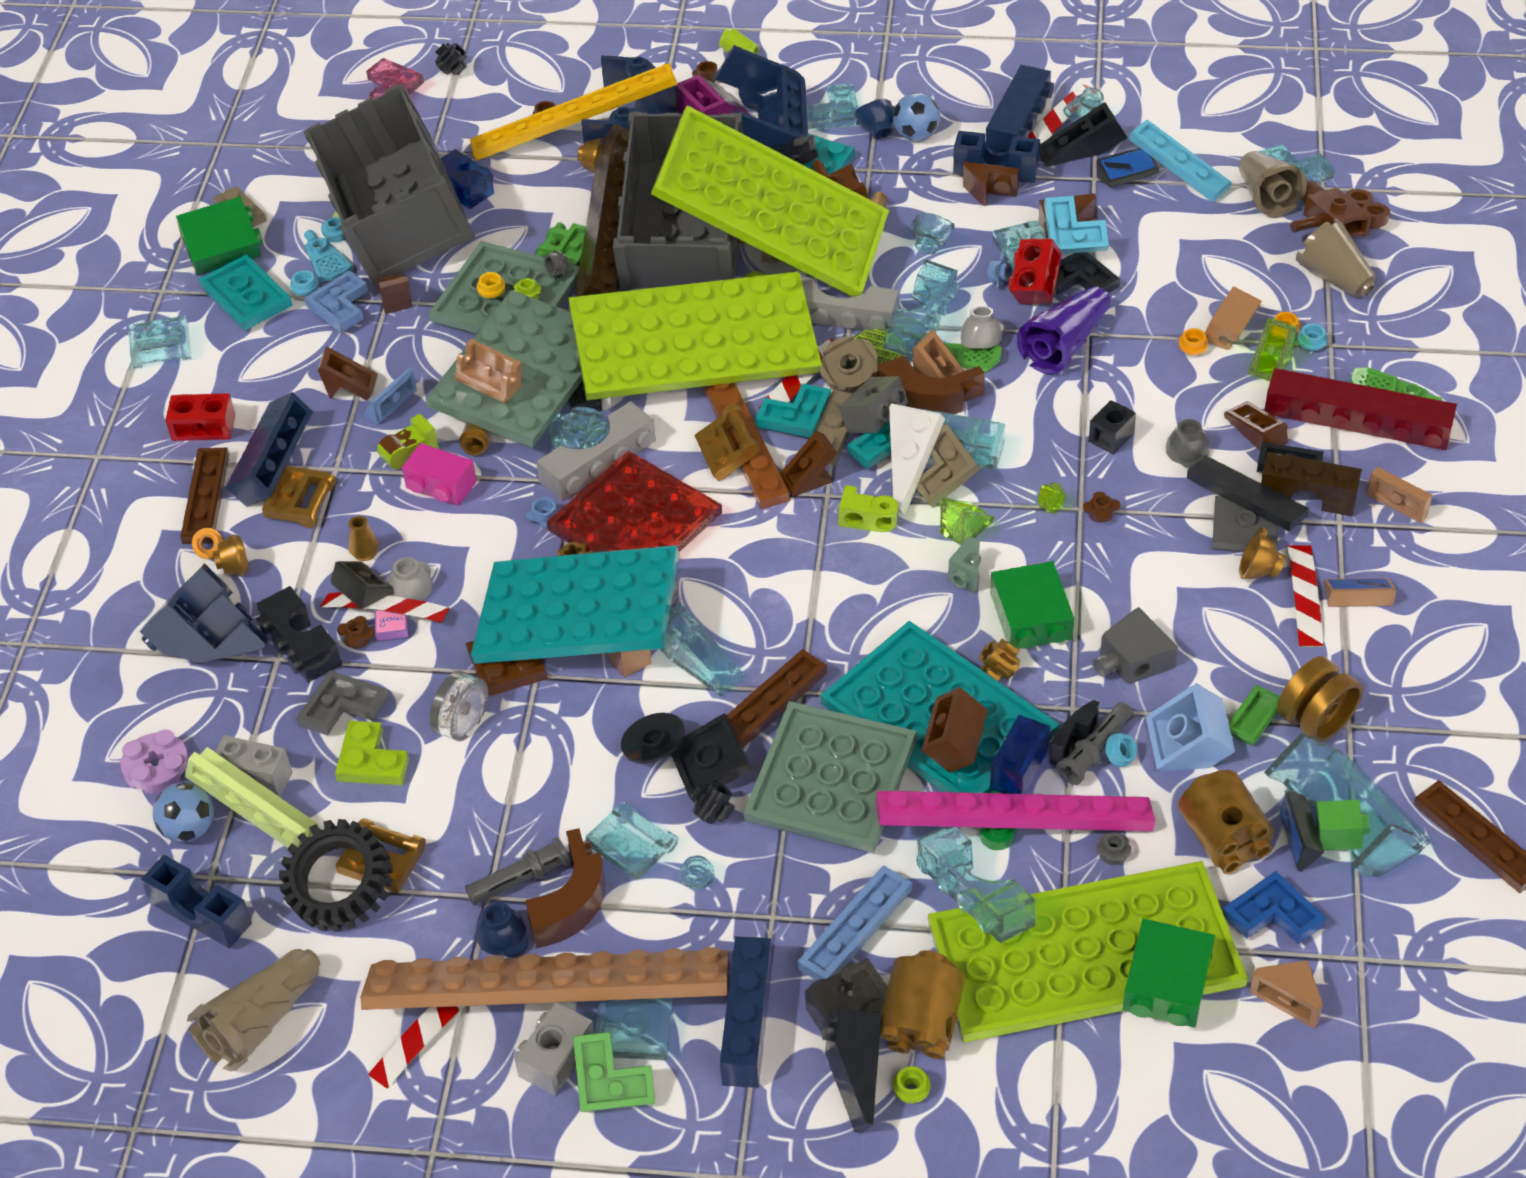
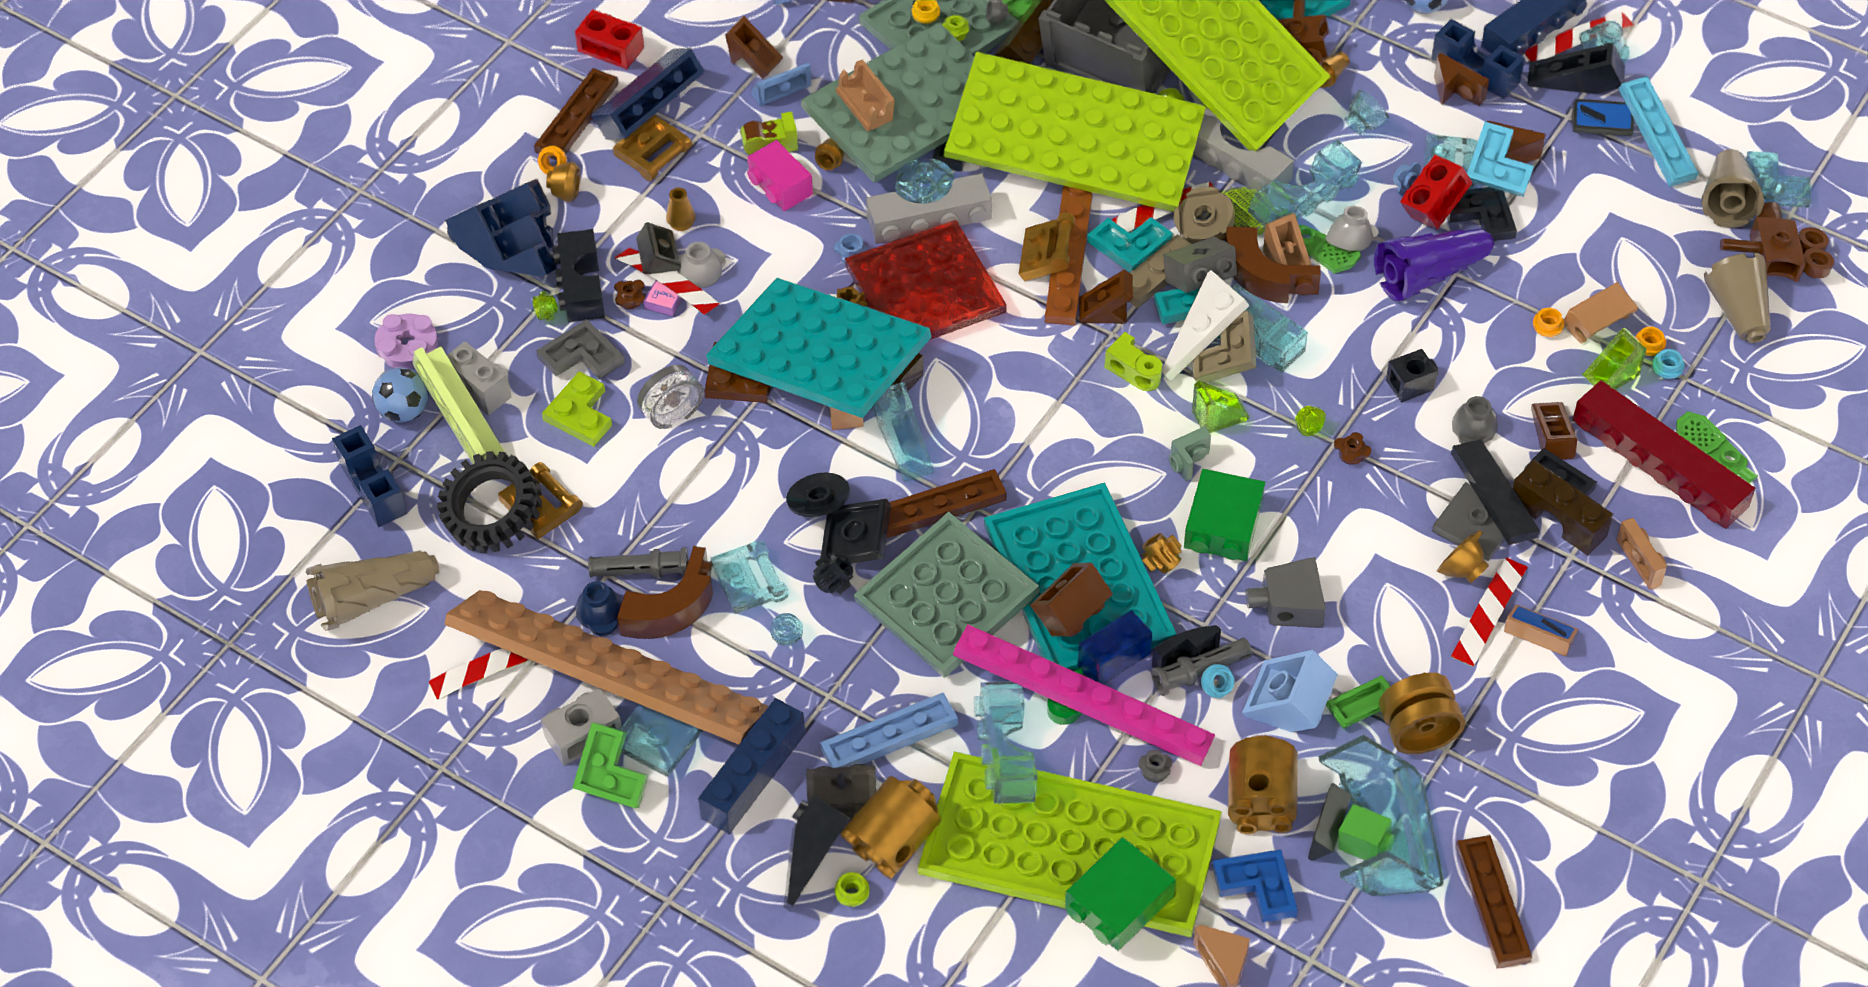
camera: 25 degrees right, 5 degrees up
(279, 675) = (545, 306): none -> clear neon green plate

